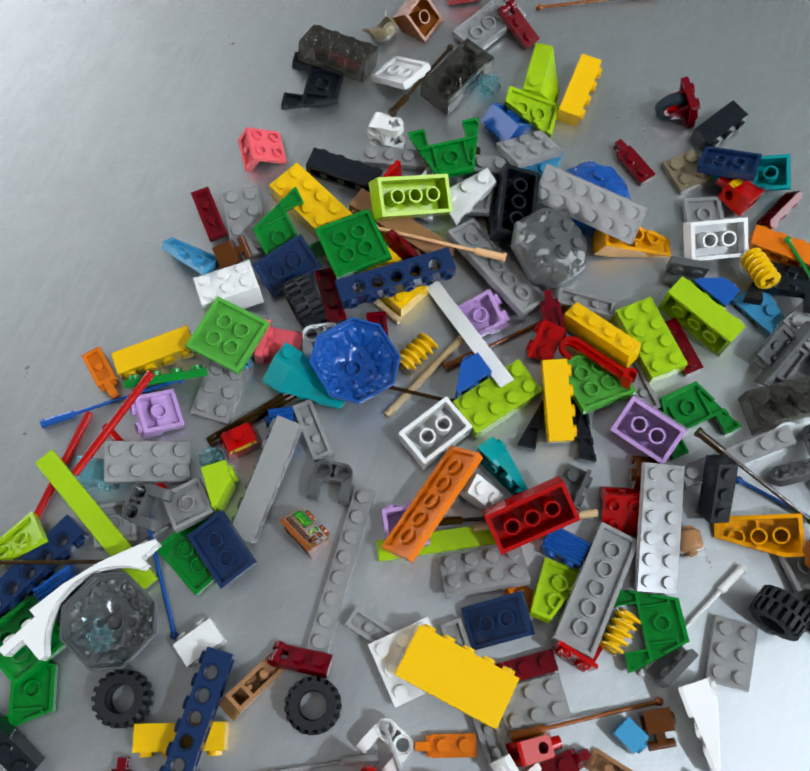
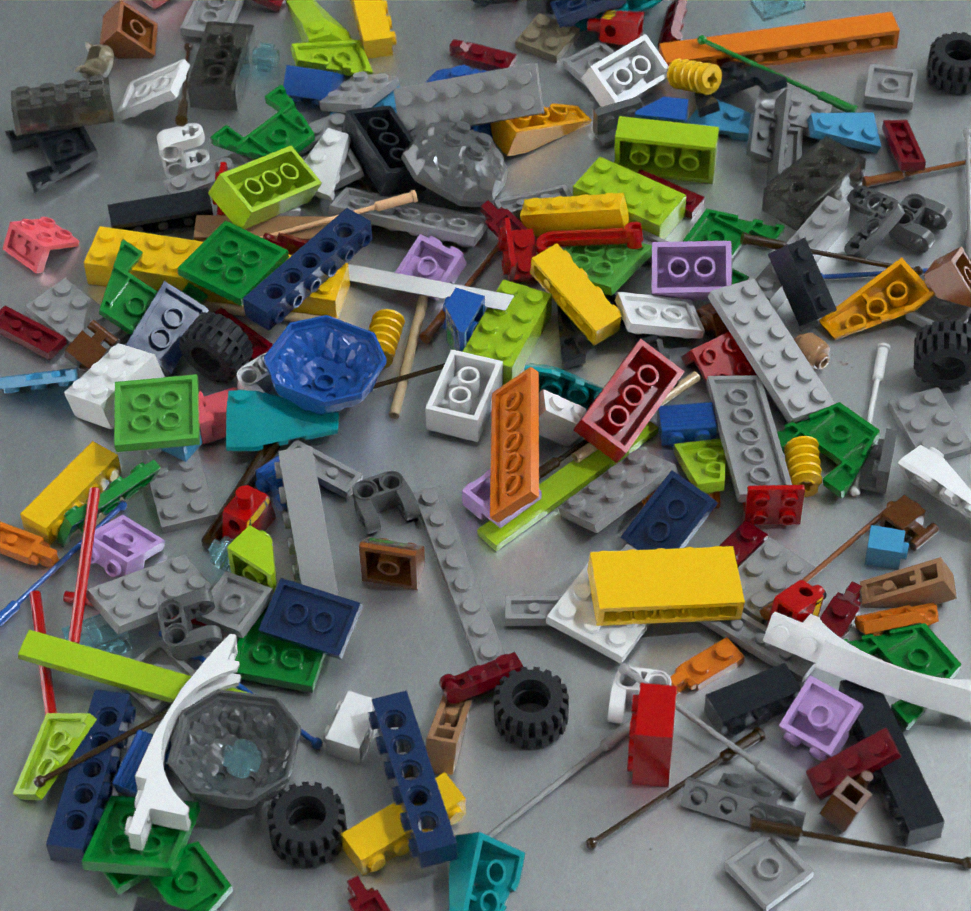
camera: 30 degrees left, 20 degrees down
(604, 450) = (659, 315): none -> white plate

